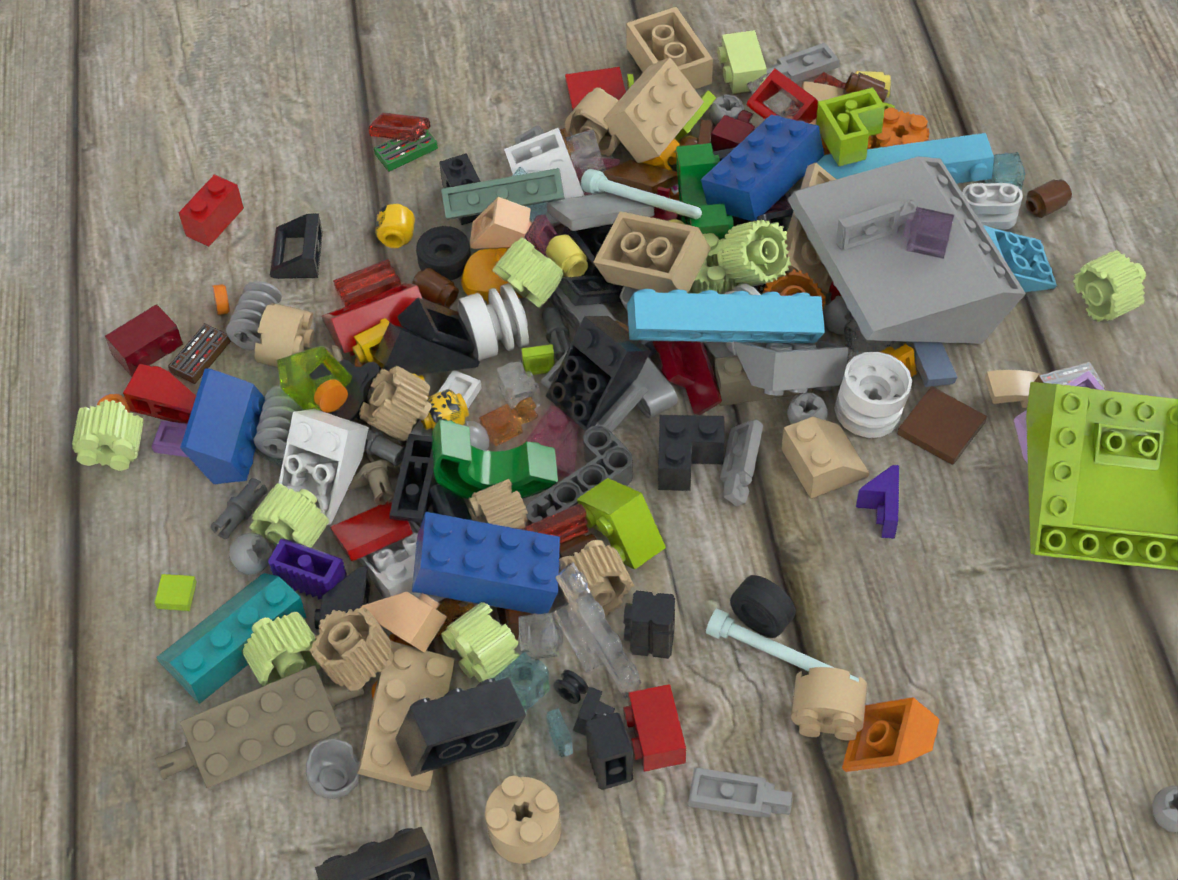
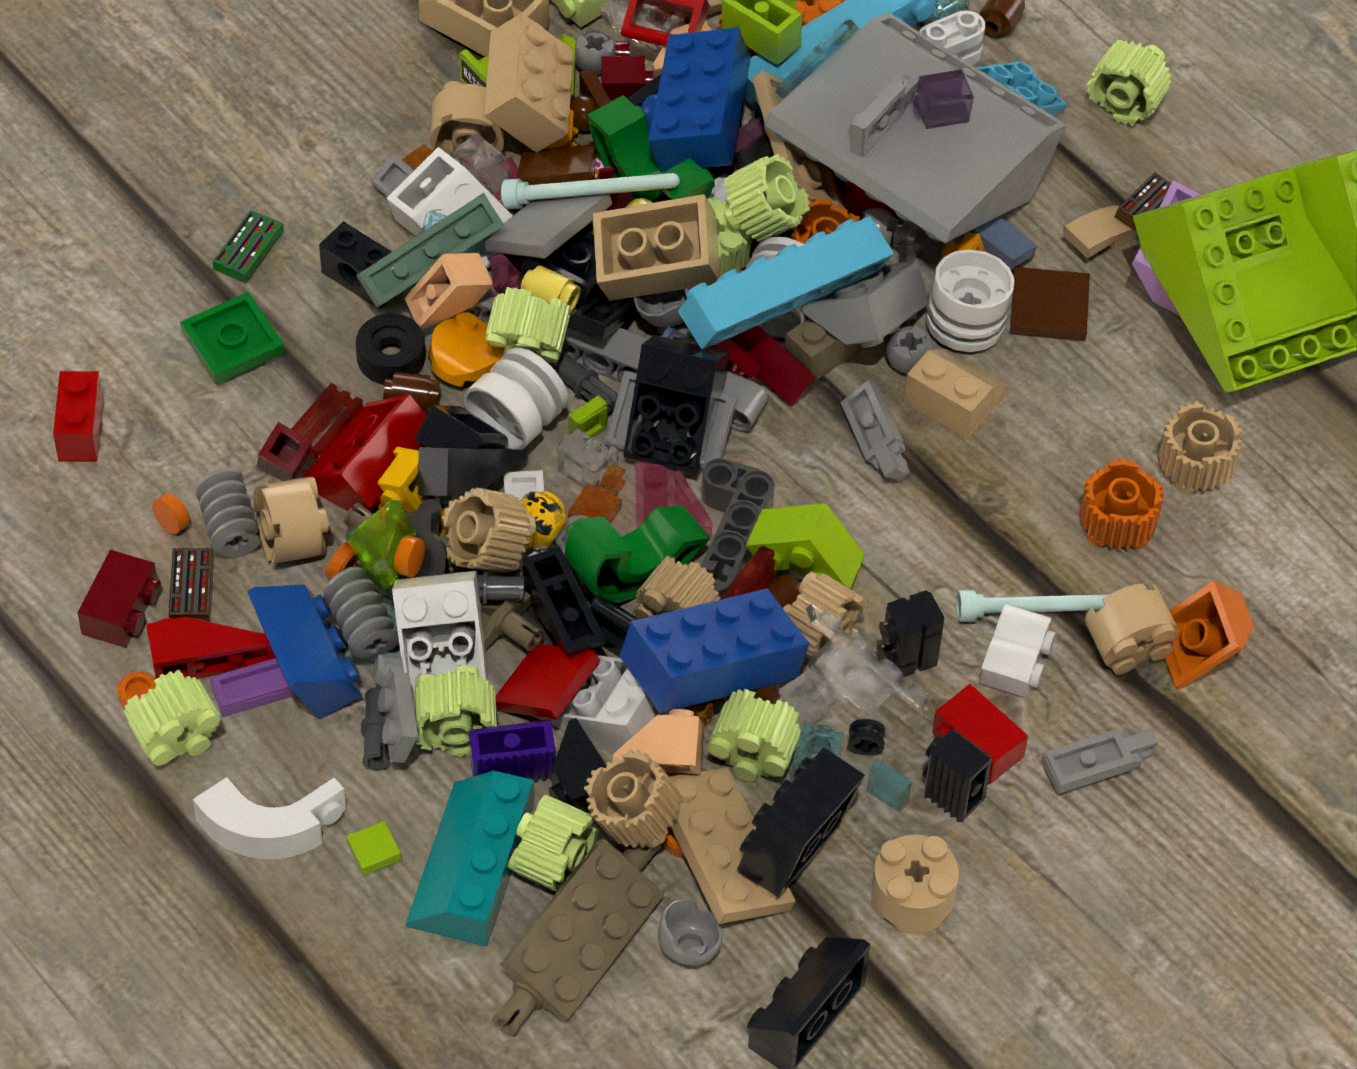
camera: 35 degrees left, 0 degrees up
(118, 547) = (263, 830): none -> white arch
(250, 553) = (432, 766): light grey piece -> none
(251, 495) = (397, 707): none -> light grey hinge
(308, 263) = (217, 386): black tile -> none
(316, 291) = (284, 453): none -> dark red brick
(348, 201) = (232, 337): none -> green plate
(395, 225) = (310, 341): yellow head -> none
(399, 126) = (226, 224): clear red tile -> none
(582, 83) = (415, 84): red tile -> none
(590, 707) = (906, 749): black tile -> none
(686, 442) = (809, 443): black brick -> none
(730, 677) = (1016, 651): none -> white brick
(762, 606) = (1005, 565): black tyre -> none
(862, 162) = (817, 57): none -> clear light blue tile
(882, 495) = (1048, 402): dark purple slope -> none
(887, 603) = (1121, 506): none -> orange brick
(982, 587) = (1199, 448): none -> tan brick

